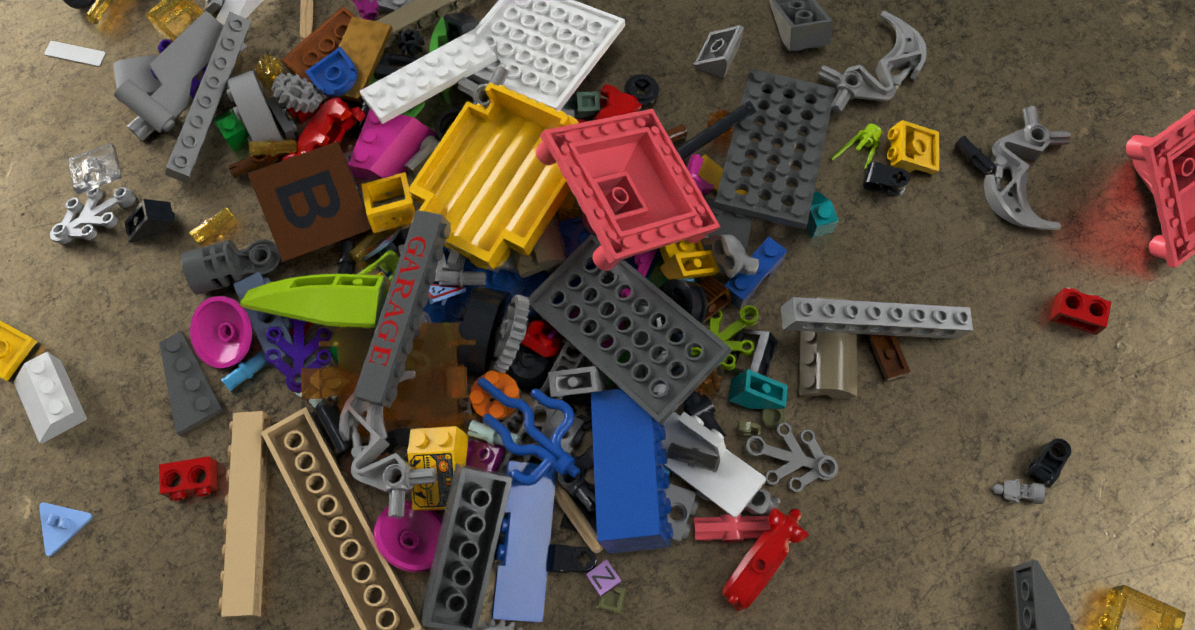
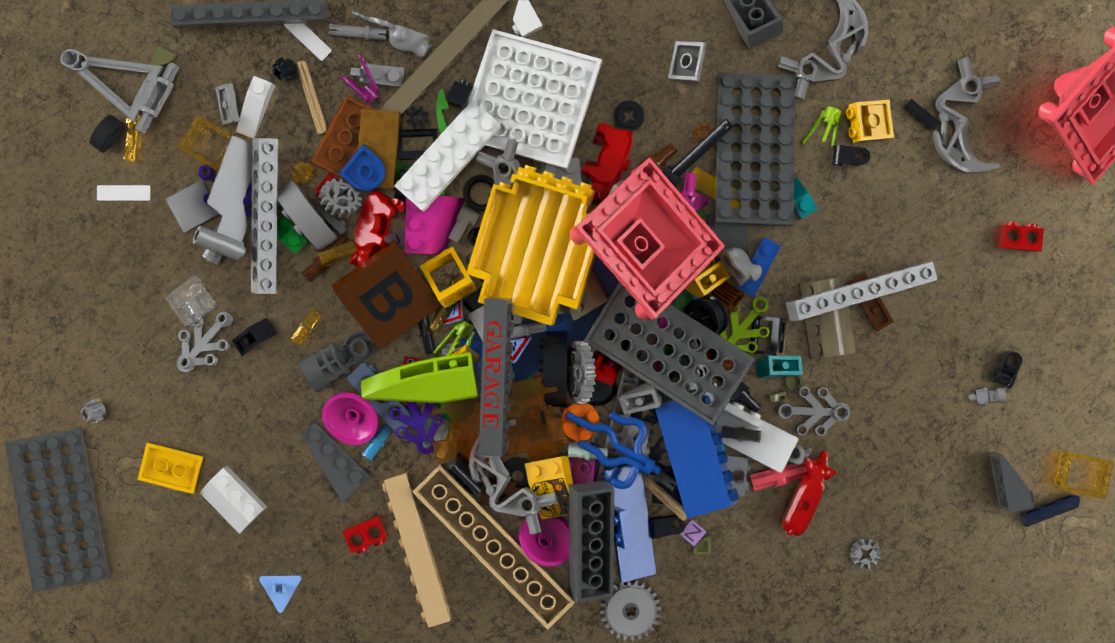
camera: 15 degrees left, 20 degrees up
(584, 104) = (585, 143): sand green slope -> none

